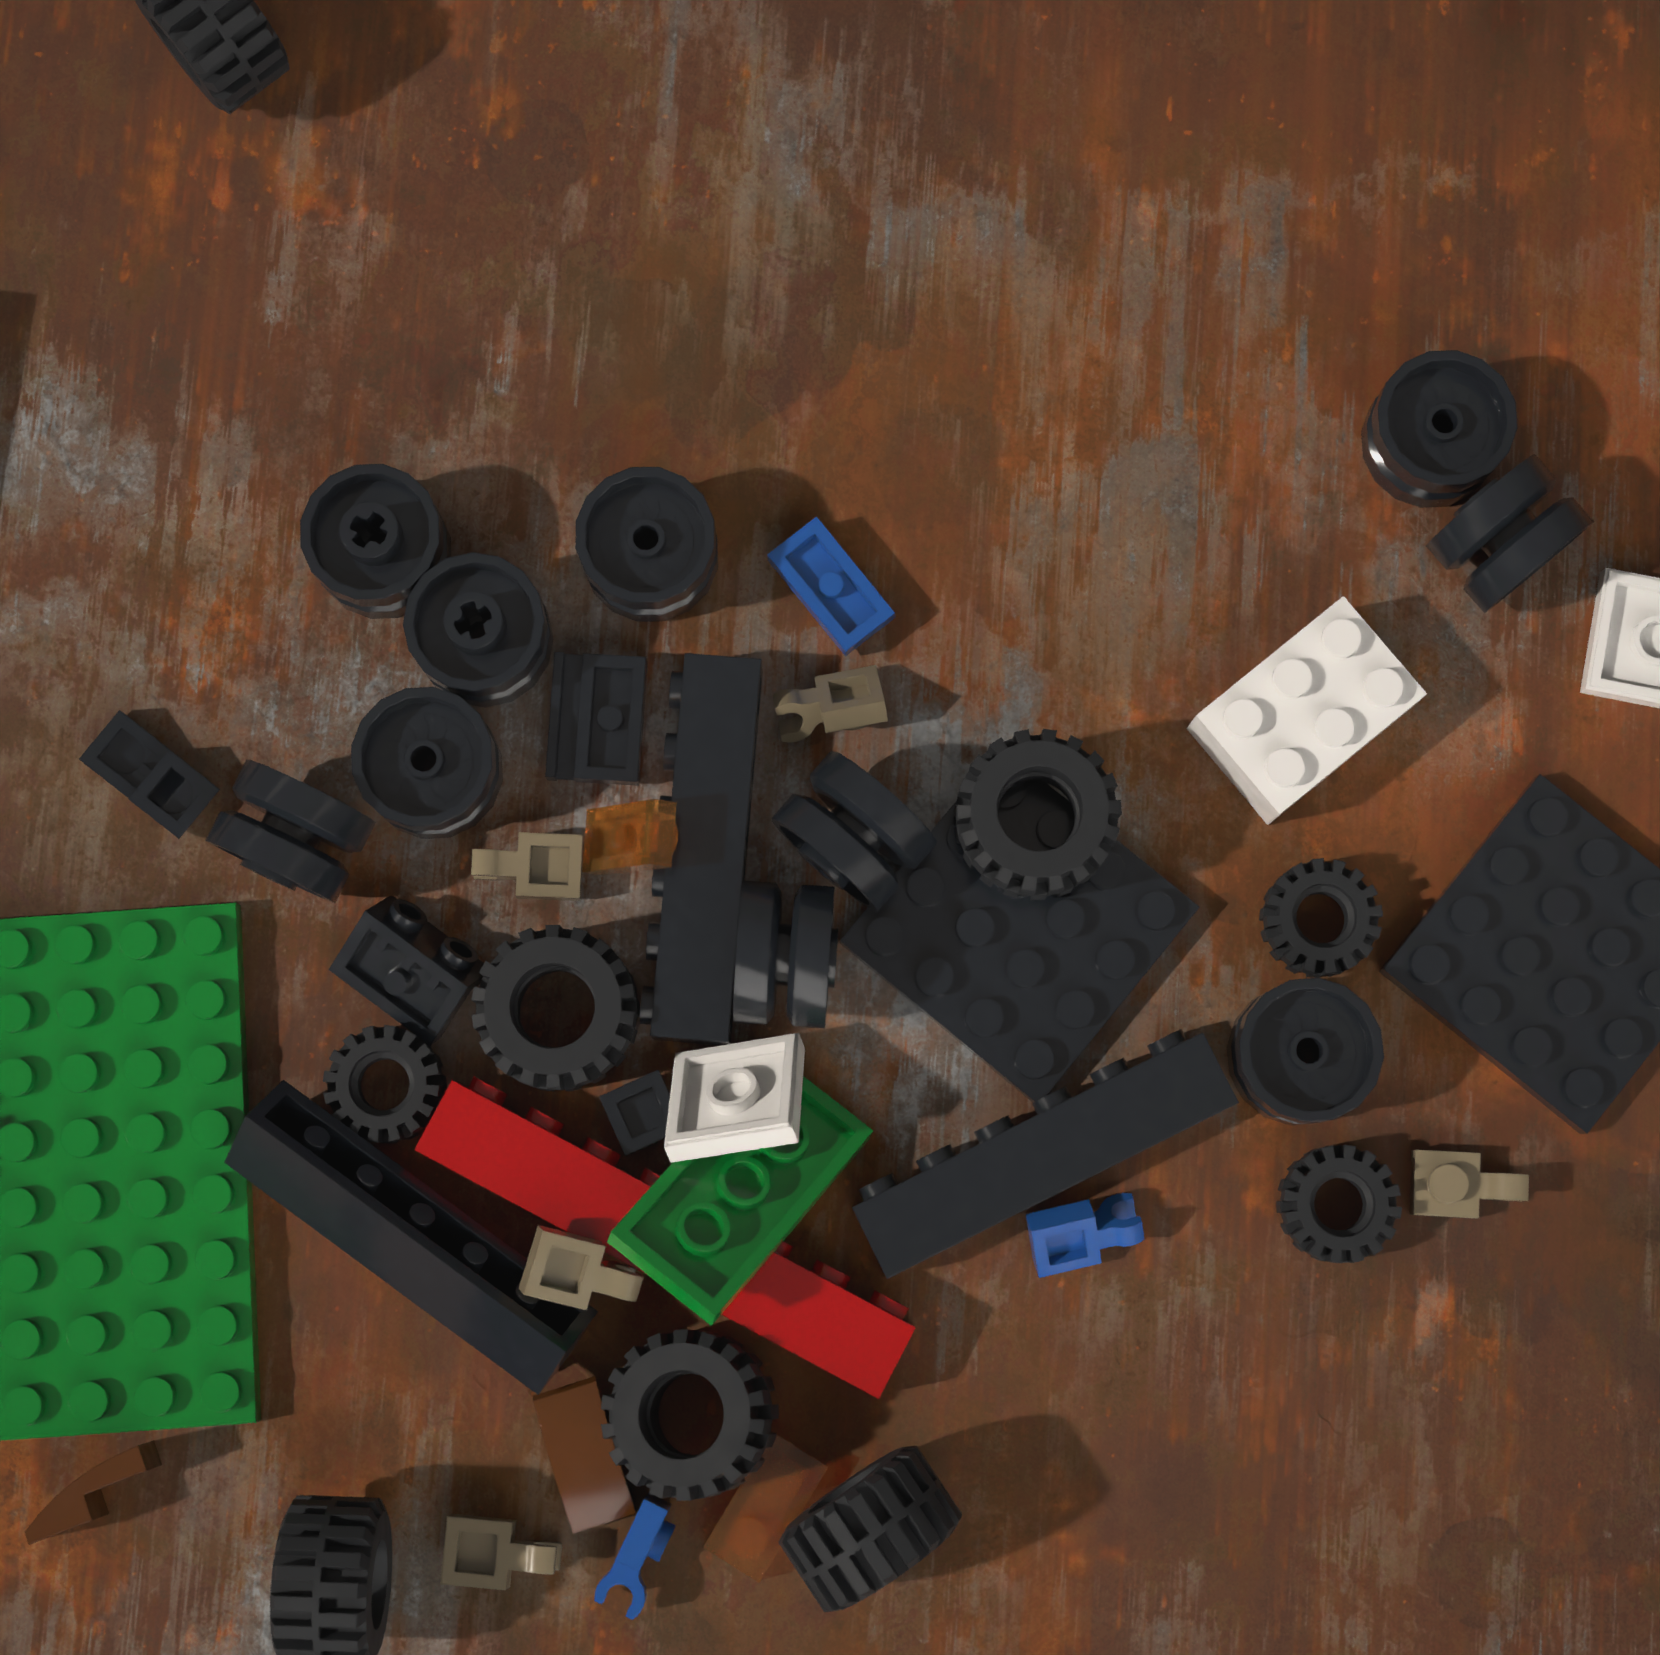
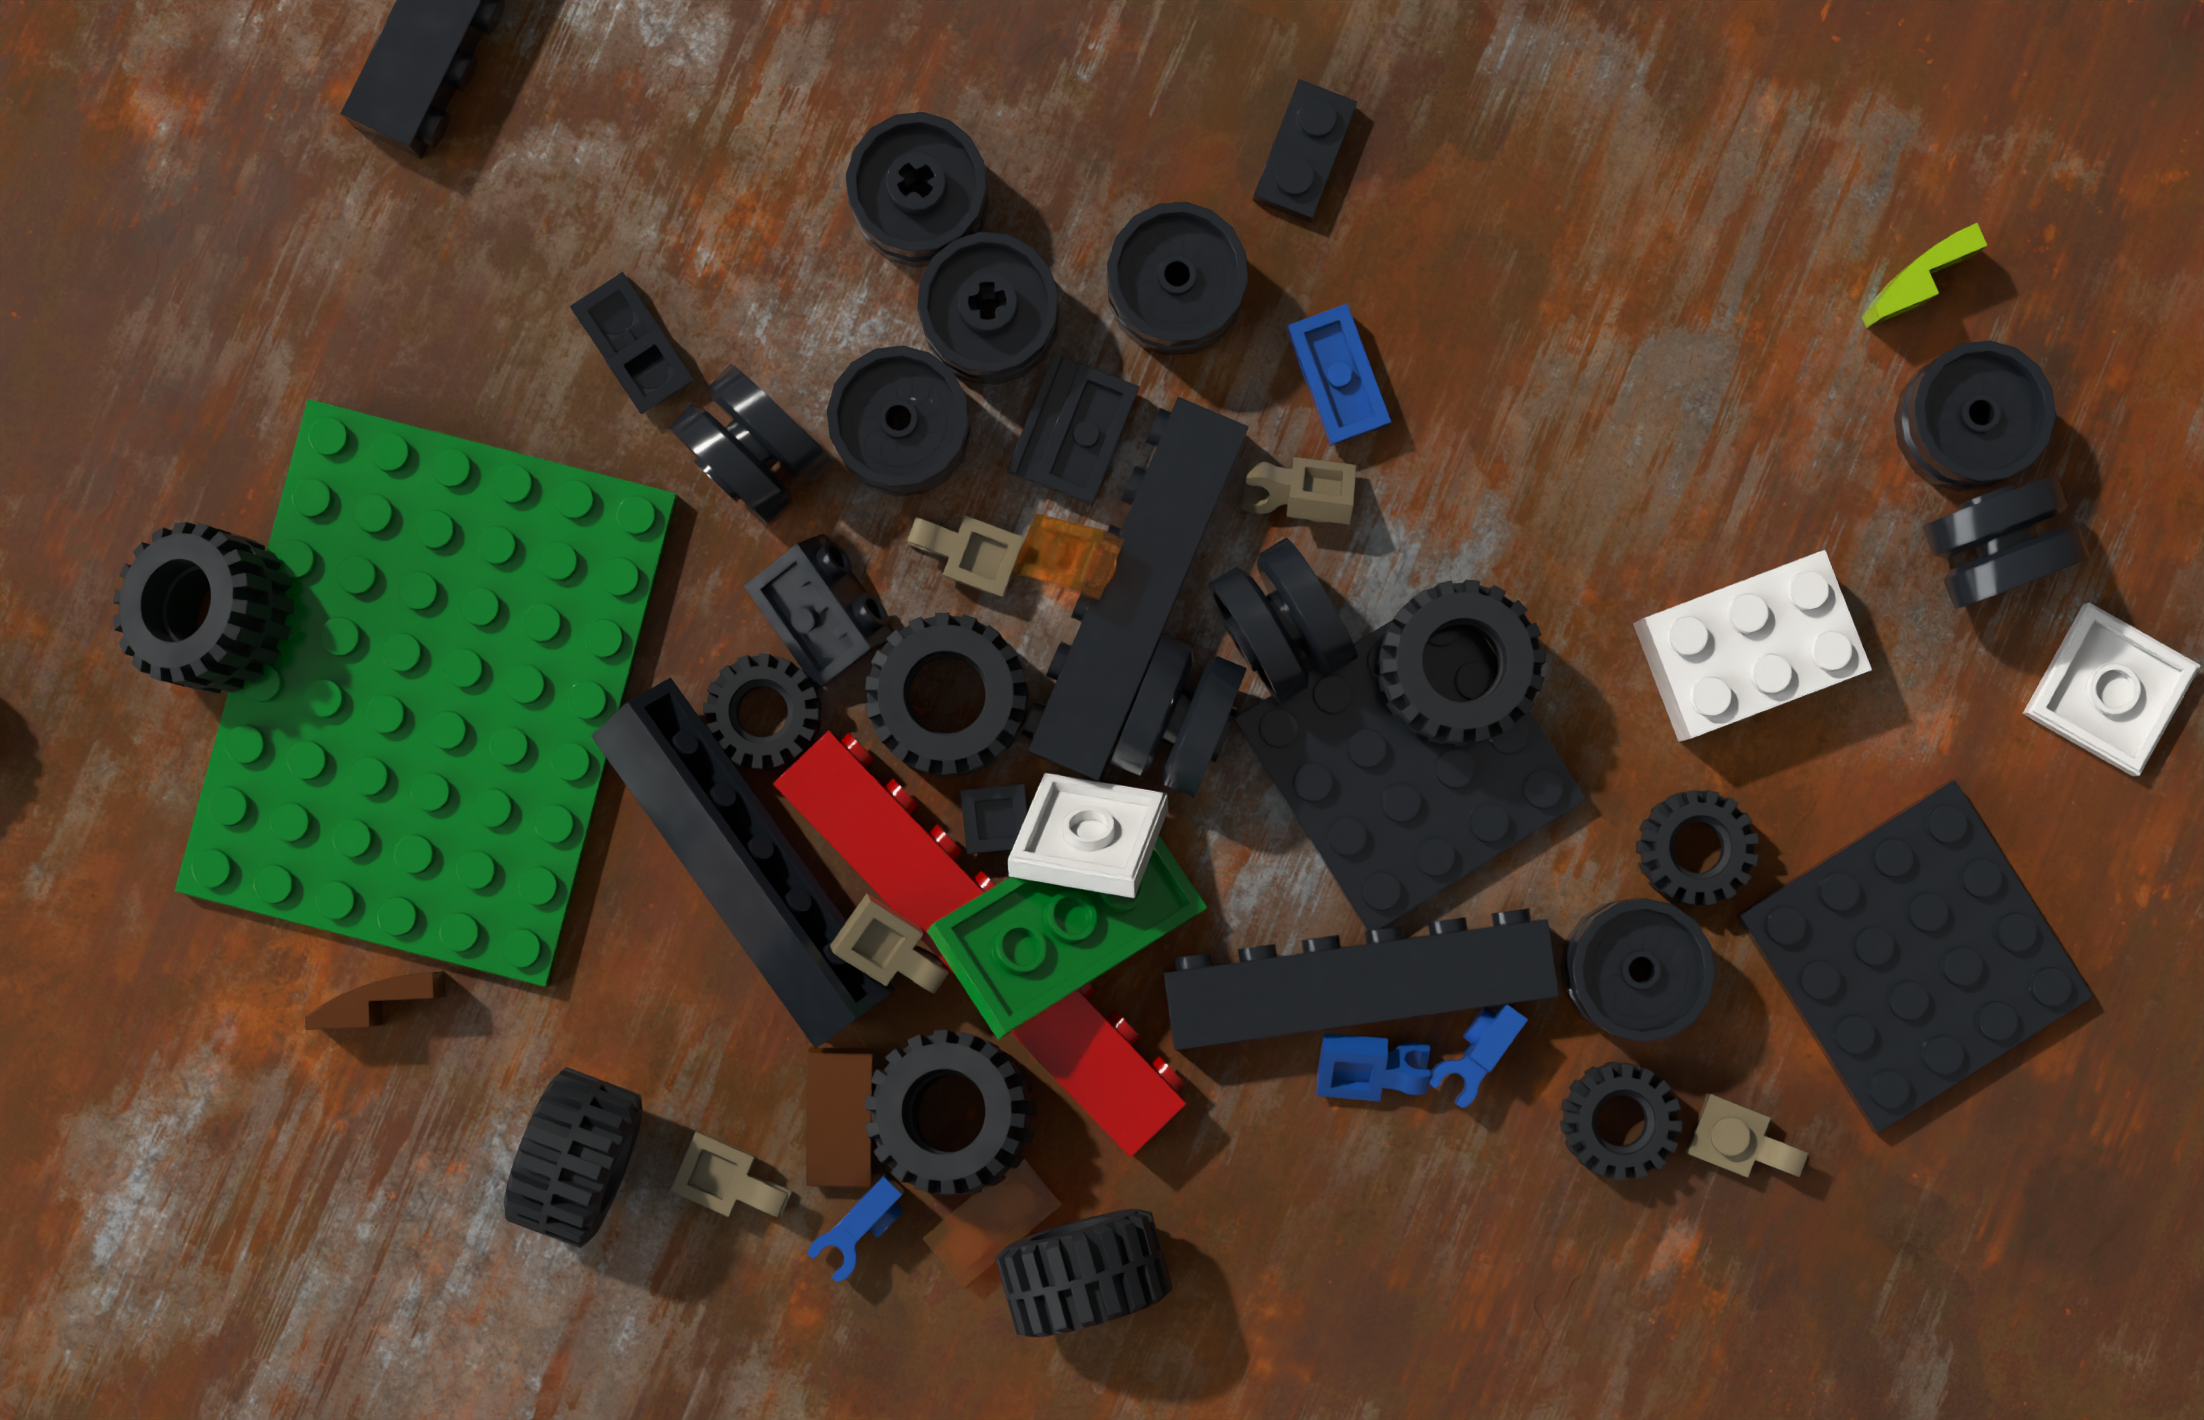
camera: 15 degrees right, 5 degrees up
(730, 390) = (1304, 150): none -> black plate
(1186, 1166) = (1489, 1038): none -> blue plate
(1341, 326) = (1915, 284): none -> lime slope

